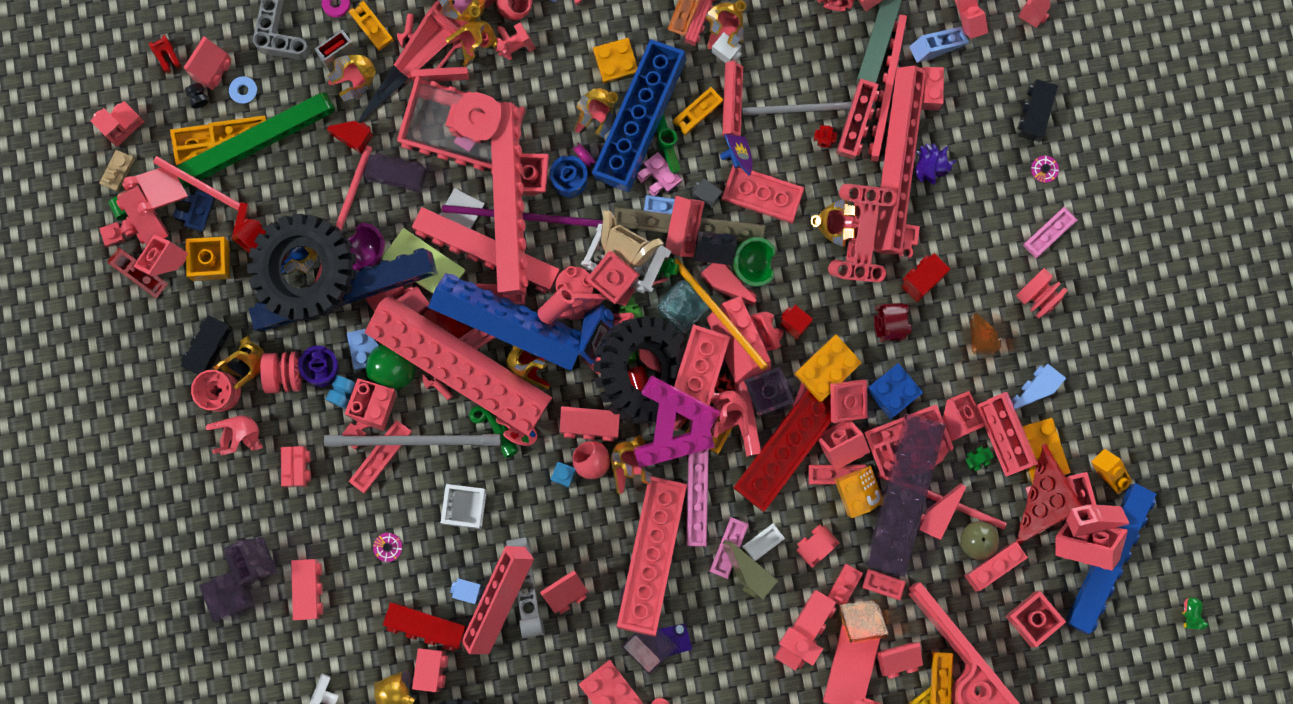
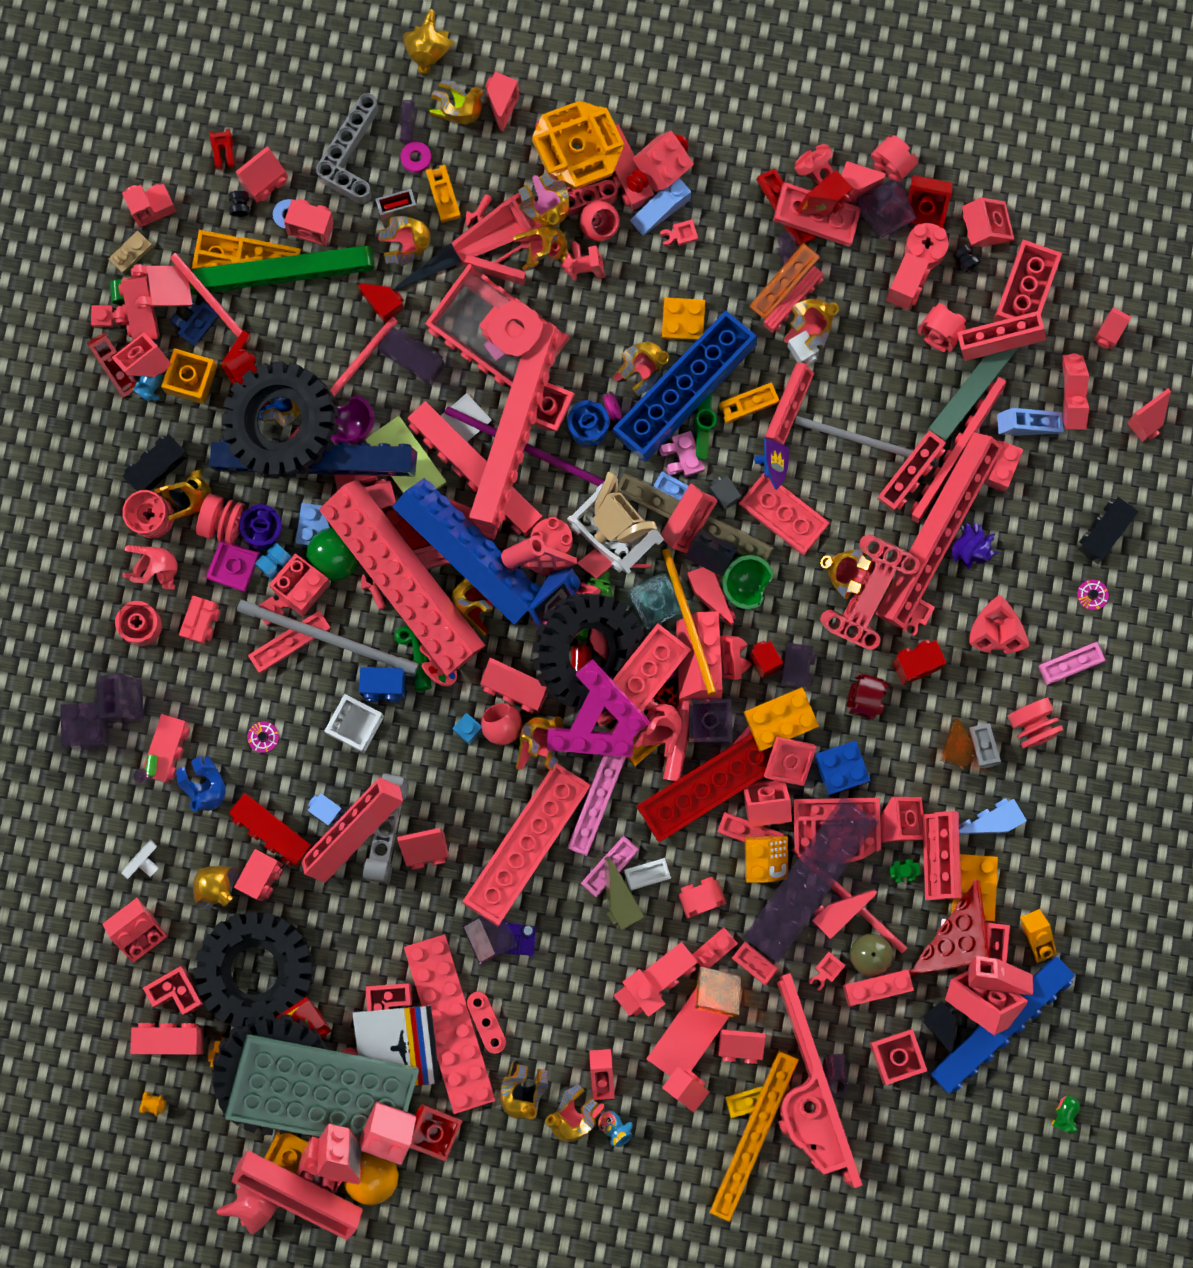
camera: 25 degrees right, 0 degrees up
(174, 280) = (147, 386): none -> dark azure animal
(251, 495) = (130, 615): none -> coral brick
(264, 89) = (309, 222): none -> coral brick
(298, 616) = (148, 771): none -> arm
(306, 408) = (233, 566): none -> dark pink tile
(356, 617) = (205, 795): none -> blue piece
(475, 463) = (382, 684): none -> blue brick
(612, 277) = (592, 544): coral tile -> none
(669, 268) = (656, 555): green piece -> none
(824, 319) = (797, 666): none -> clear purple brick
(825, 136) = (871, 477): red gear -> none
(947, 566) = (828, 969): none -> coral plate
(979, 225) = (998, 628): none -> coral brick
(988, 651) = (836, 1072): none -> clear purple piece
(1006, 328) = (984, 746): none -> light grey plate
(1060, 577) = (941, 1024): none -> black slope

